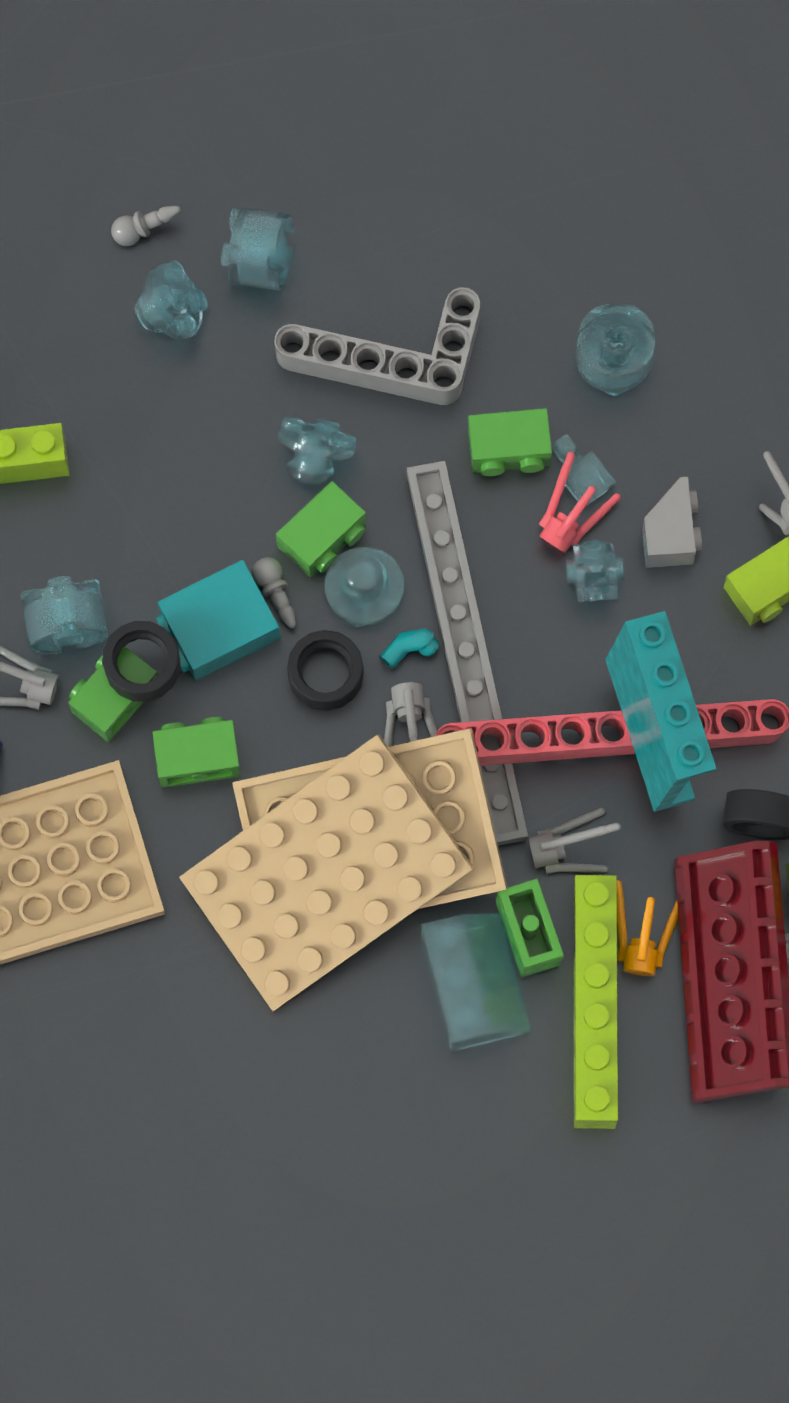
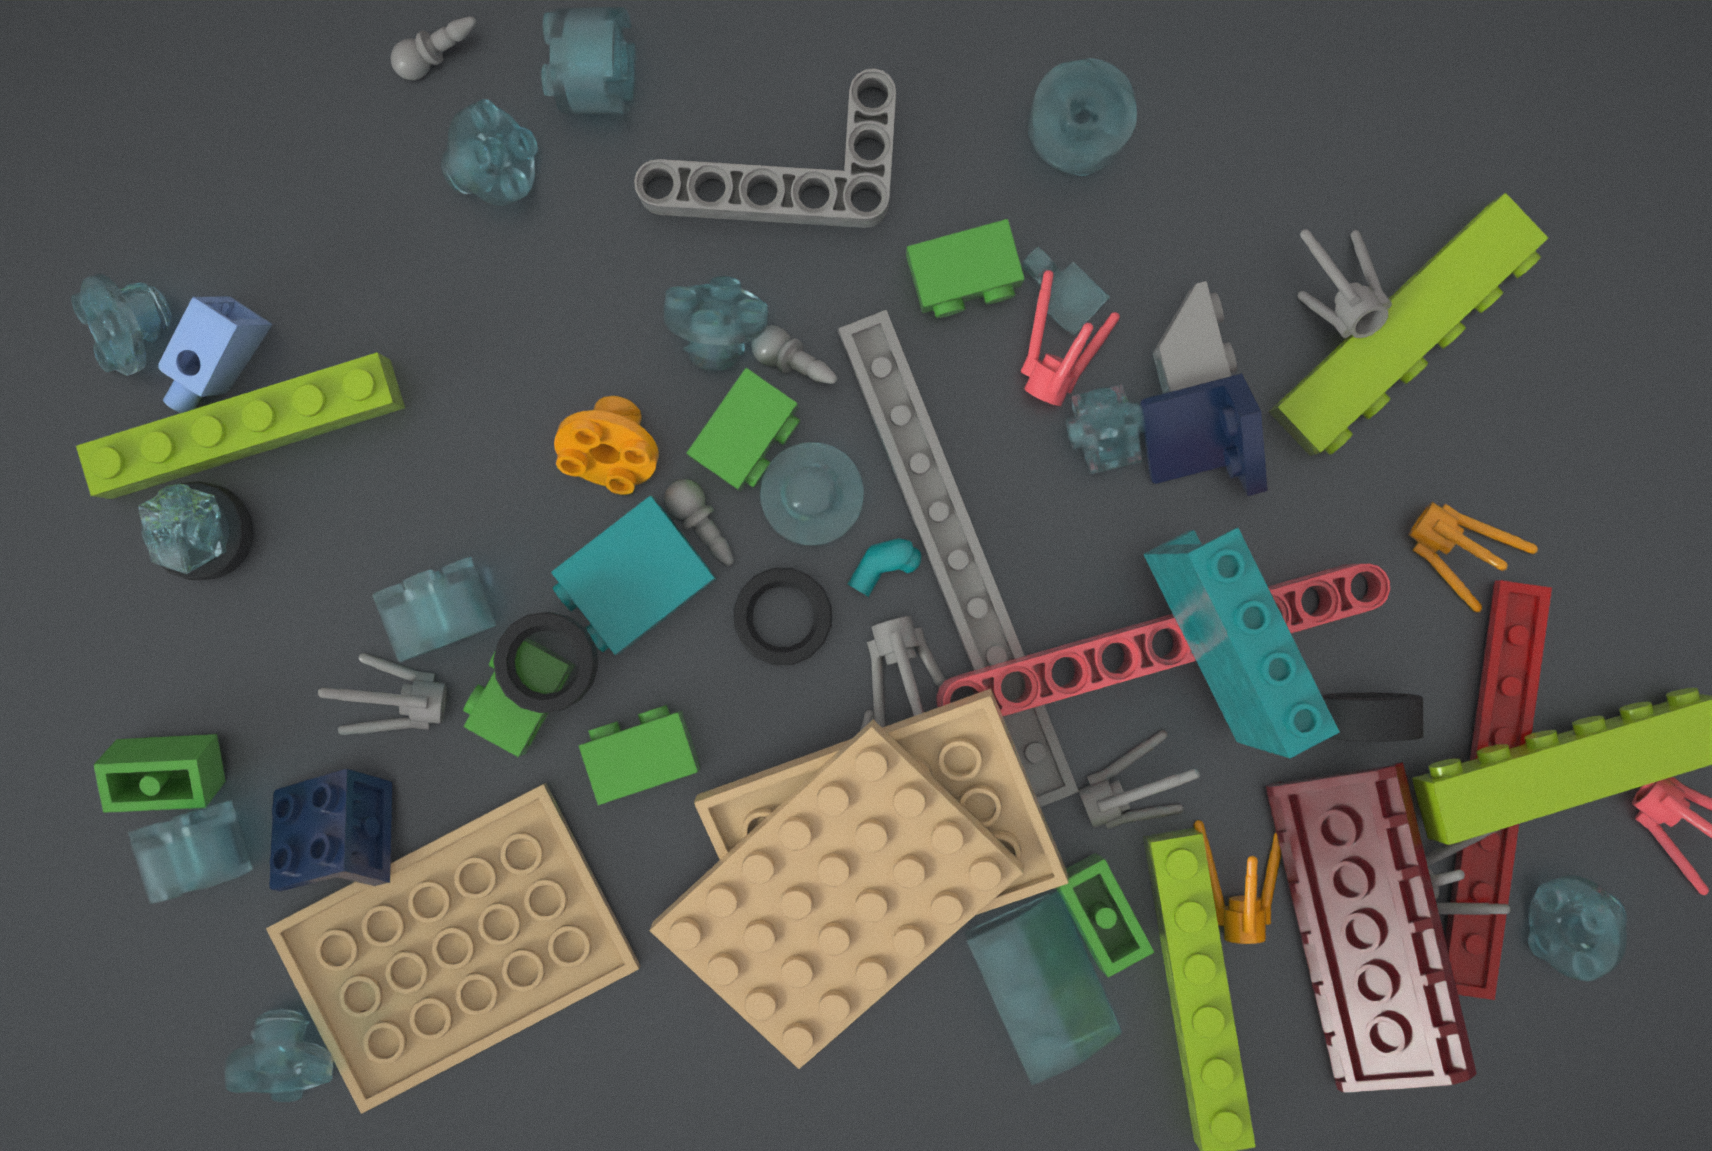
camera: 10 degrees left, 15 degrees up
(216, 522) = (607, 446): none -> light orange plate
(357, 478) = (779, 350): none -> light grey bar
(668, 581) = (1206, 430): none -> dark blue bracket

